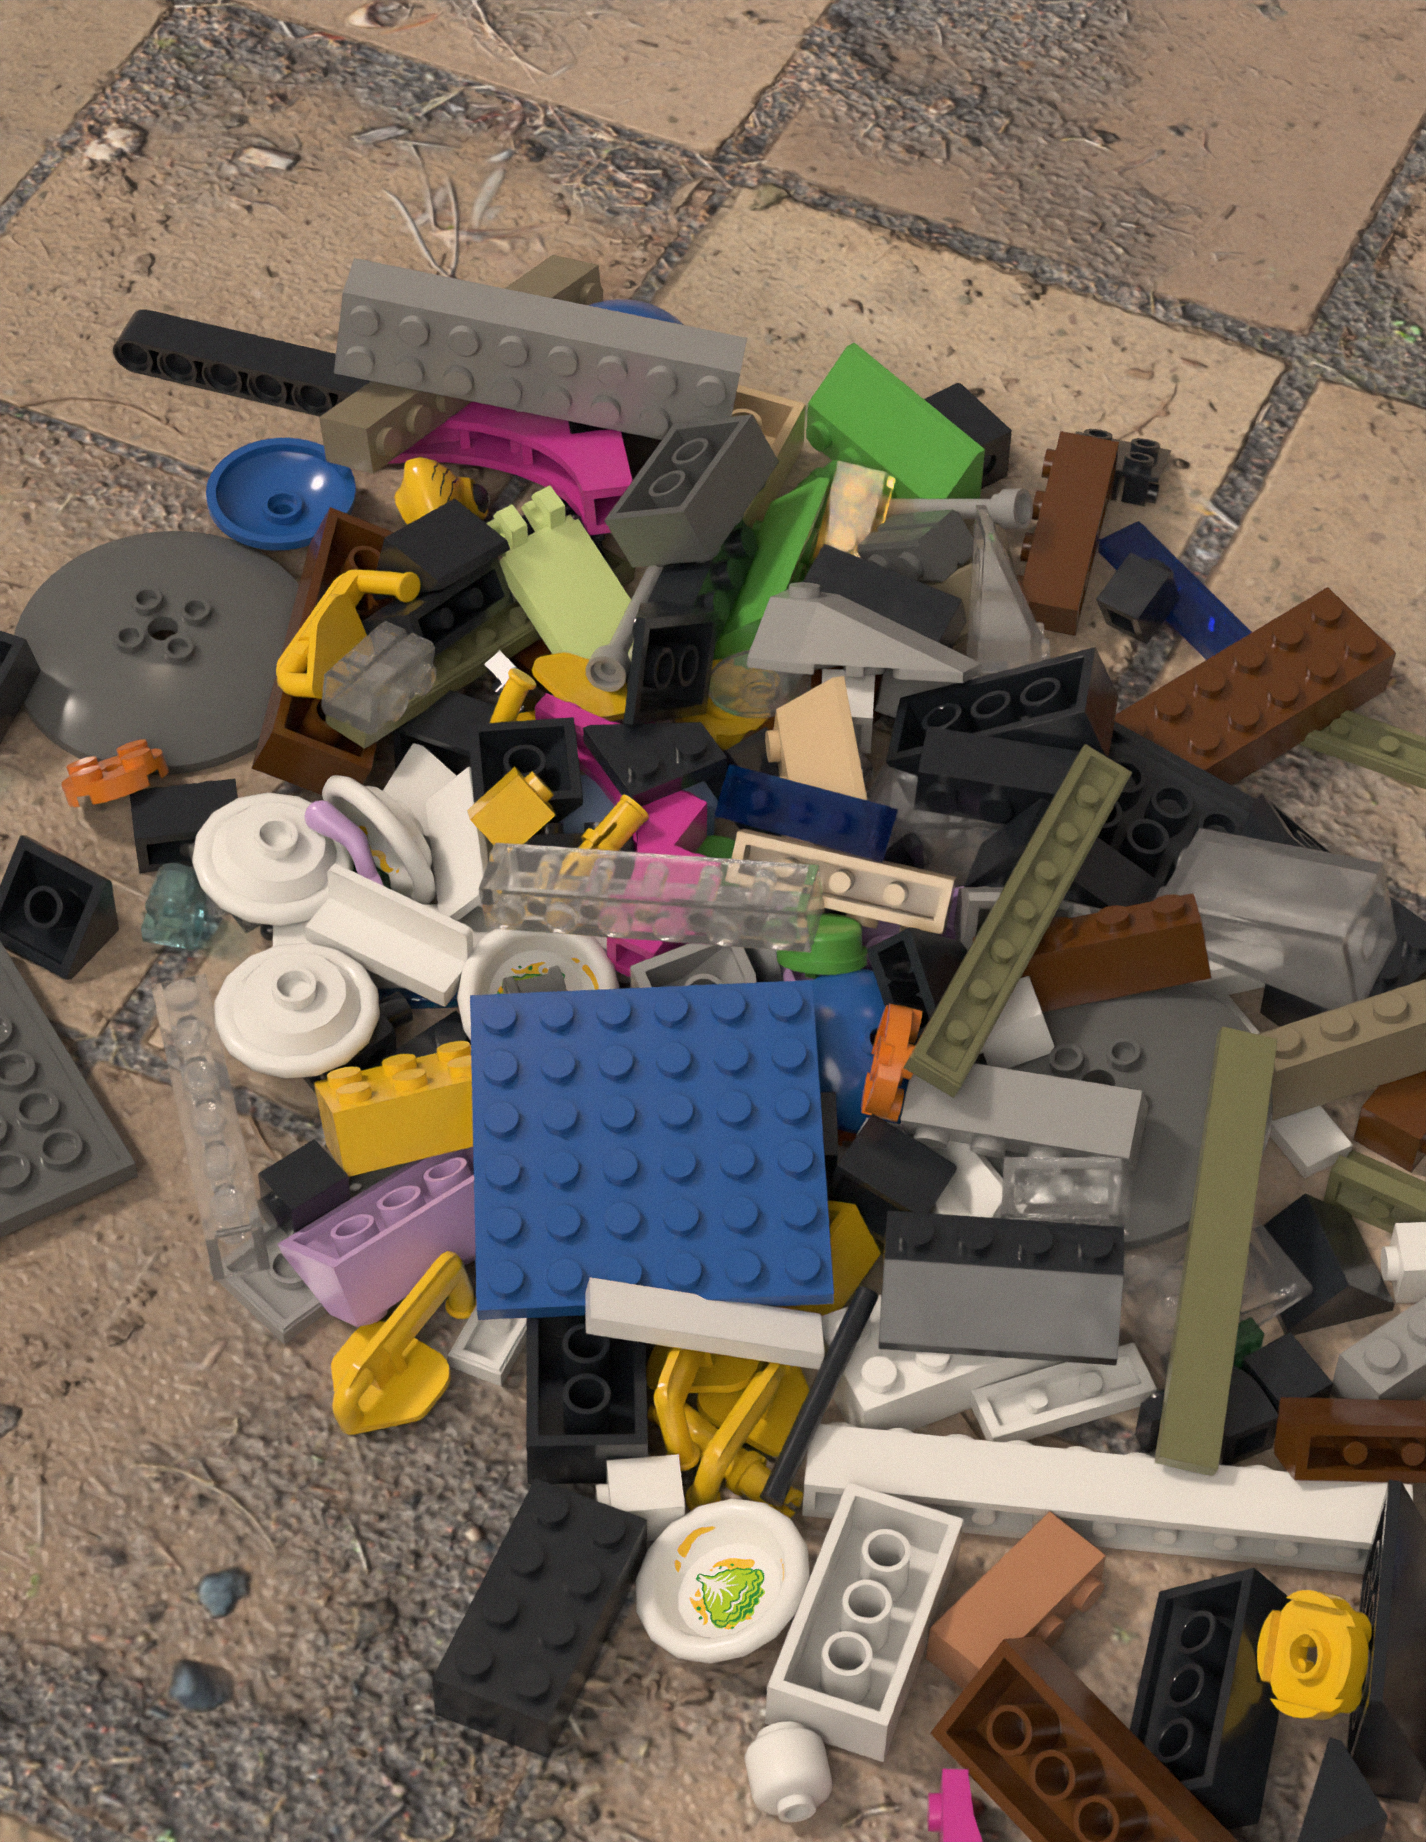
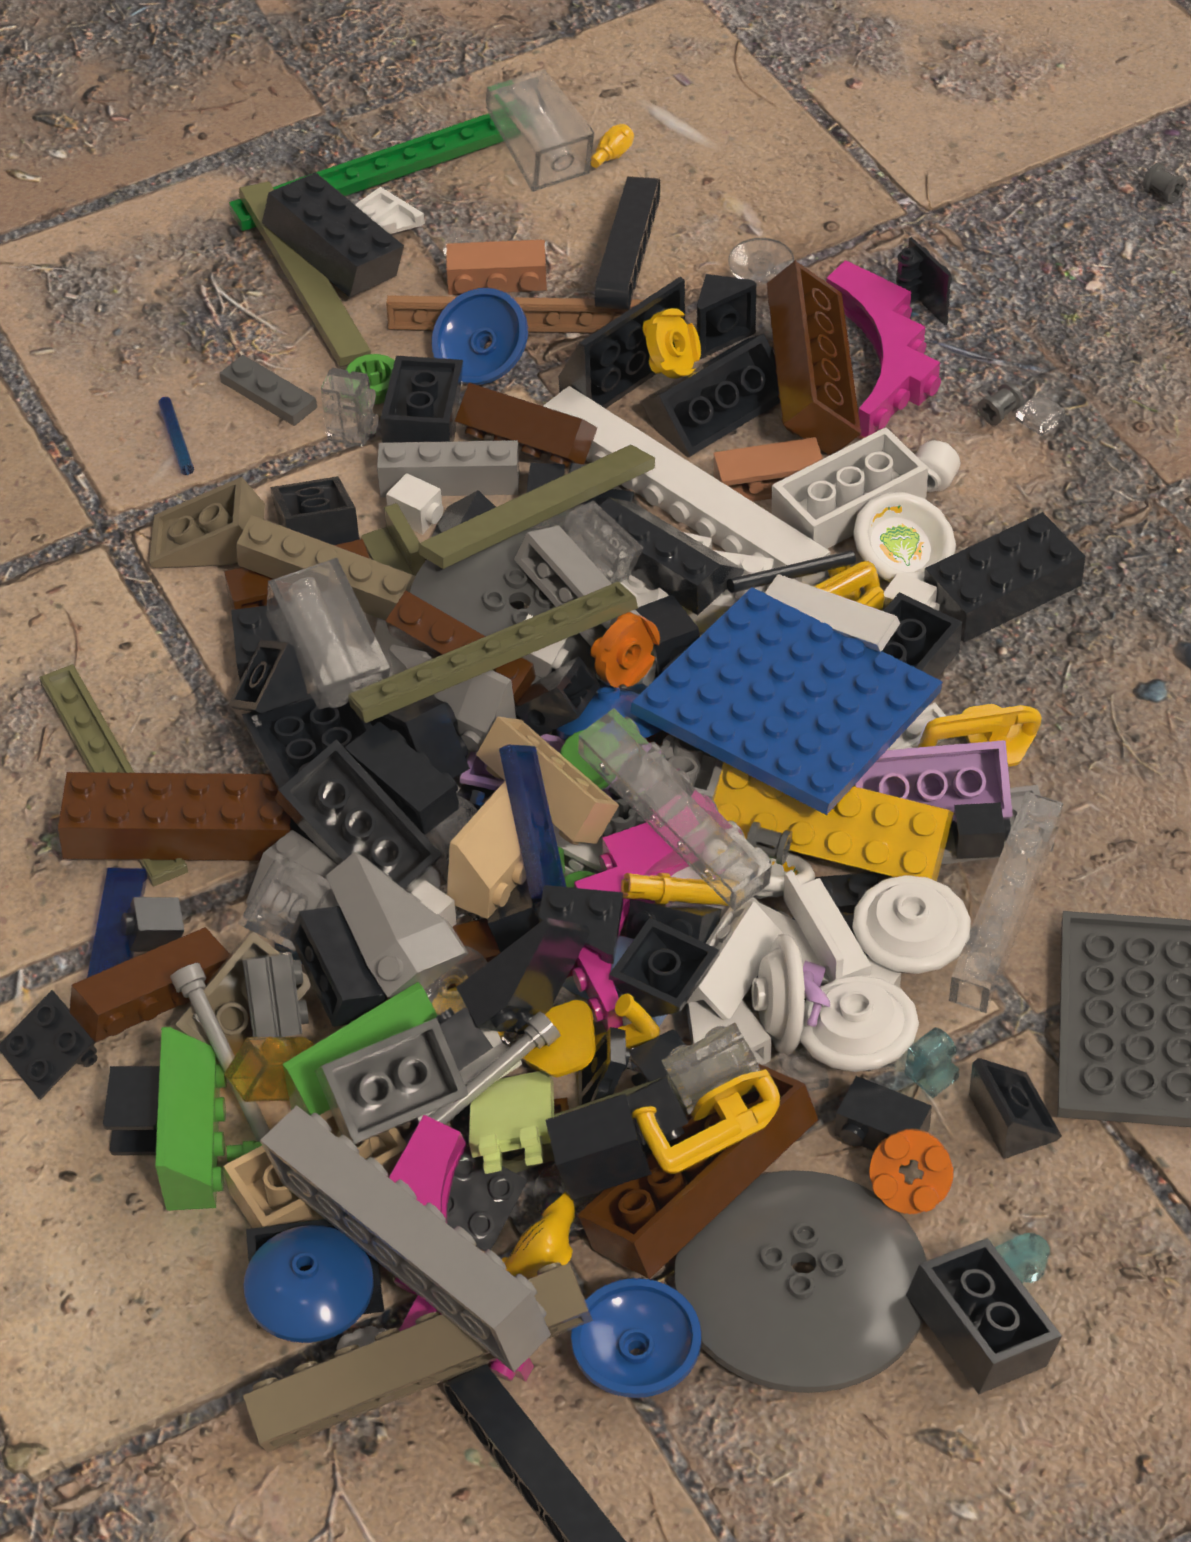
camera: 140 degrees left, 0 degrees up
(513, 808) = (705, 919): yellow brick -> none

